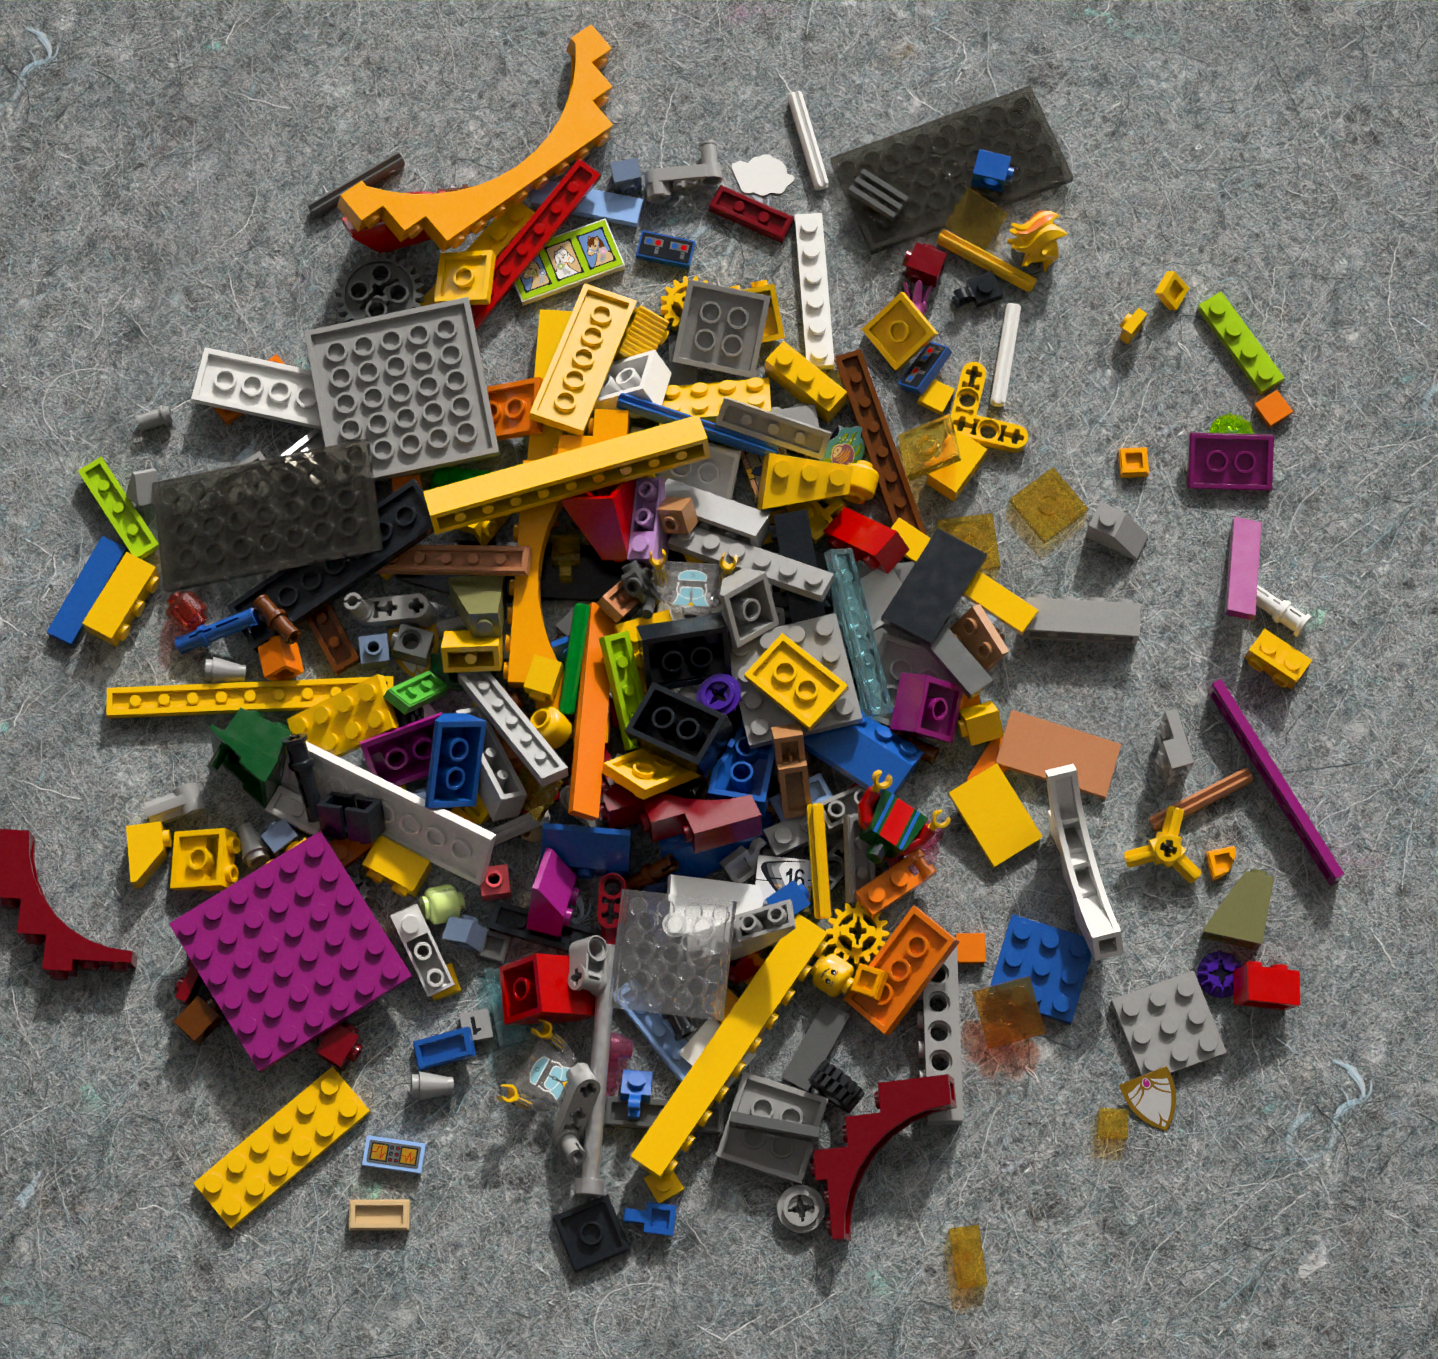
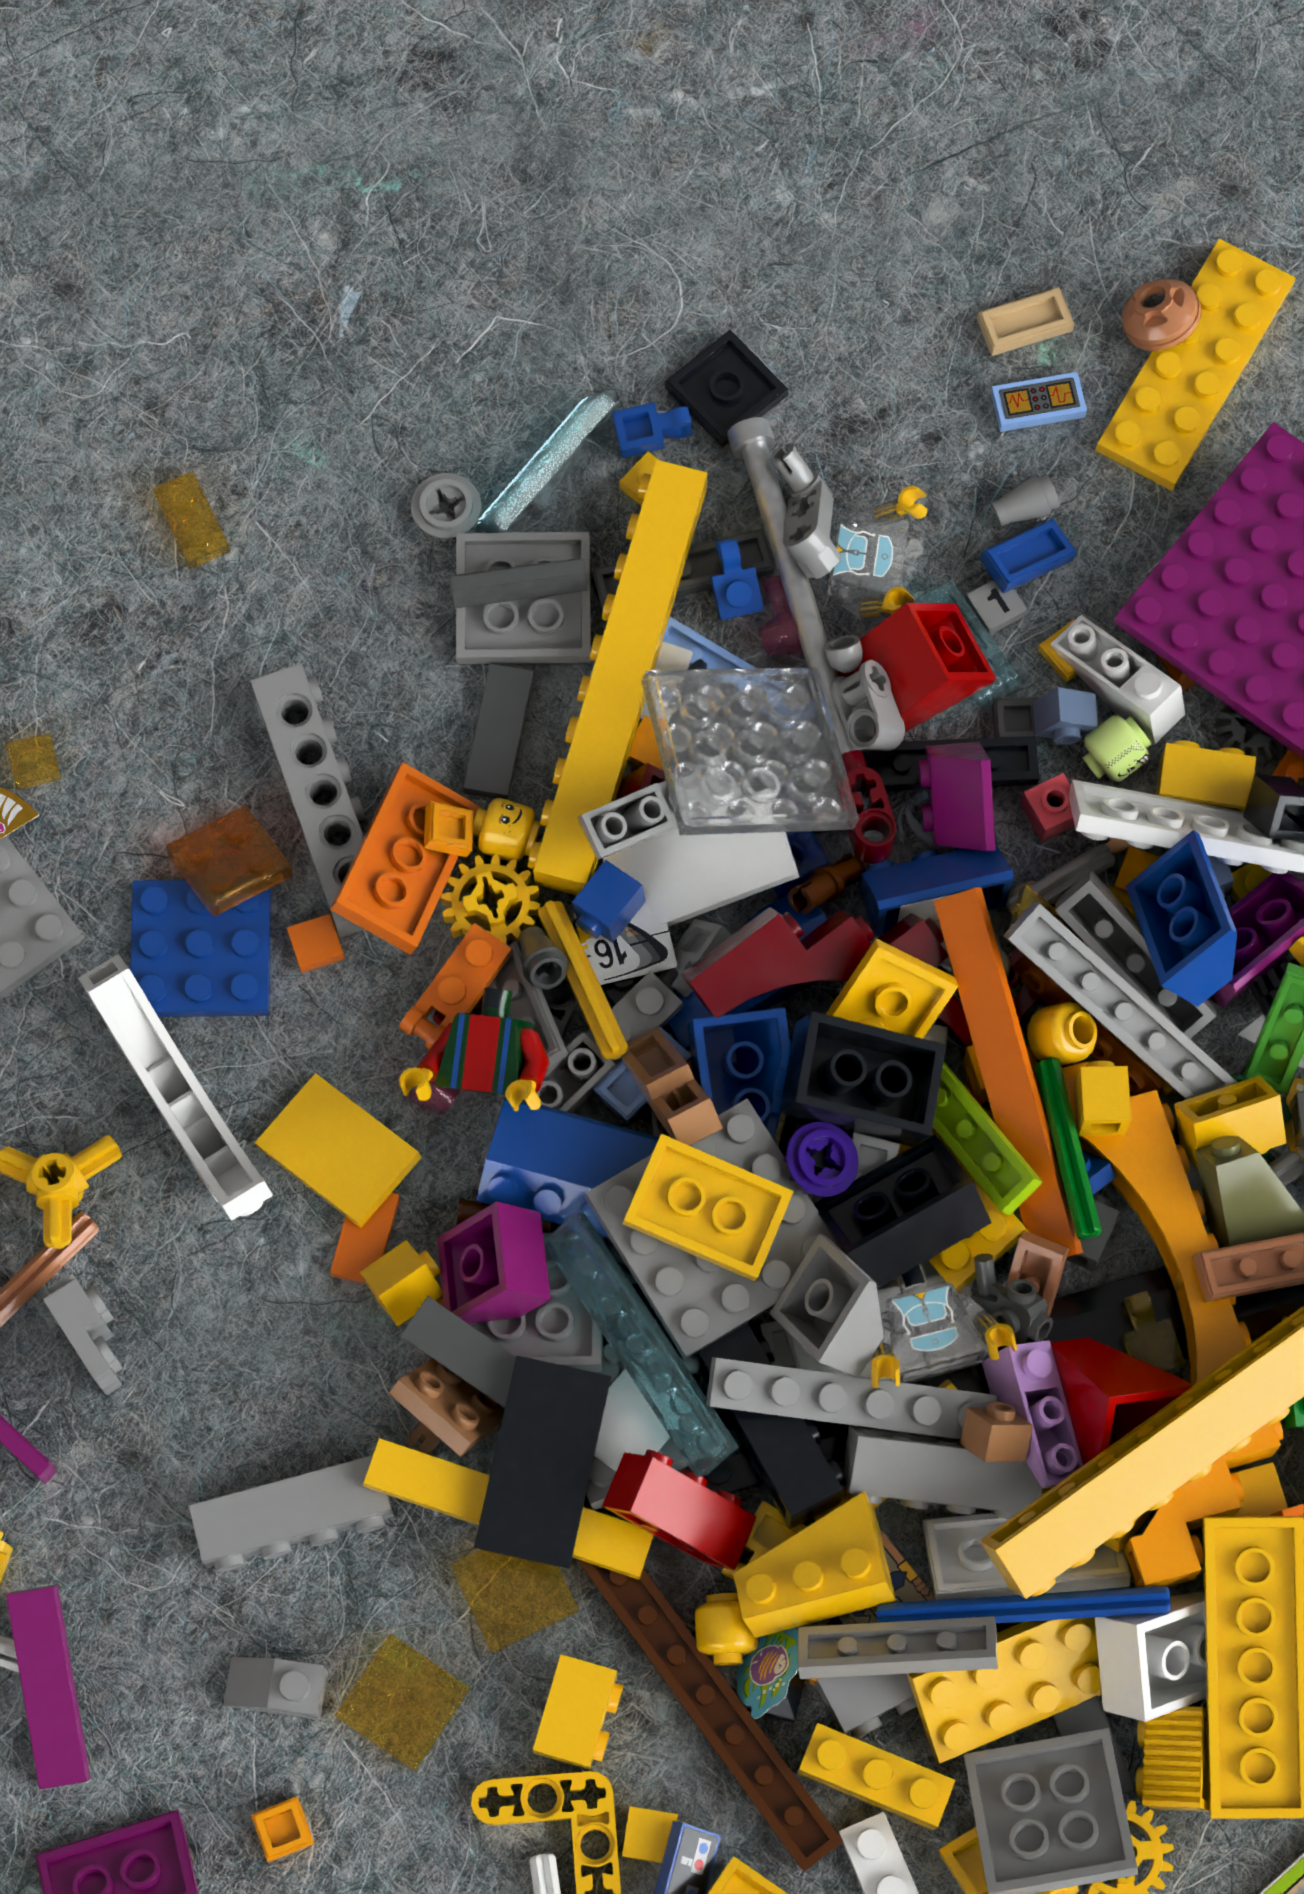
camera: 160 degrees right, 0 degrees up
(285, 1171) = (1166, 323): none -> nougat piece
(340, 1045) = (1174, 507): dark red brick -> none
(588, 1007) = (844, 653): none -> light grey hinge
(727, 1214) = (545, 463): none -> clear light blue tile
(836, 1086) = (448, 669): black tyre -> none
(839, 879) = (541, 959): none -> dark grey cone
(866, 1134) = (351, 662): dark red arch -> none
(929, 447) = (629, 1722): clear yellow tile -> none
(1040, 745) = (267, 1282): nougat tile -> none

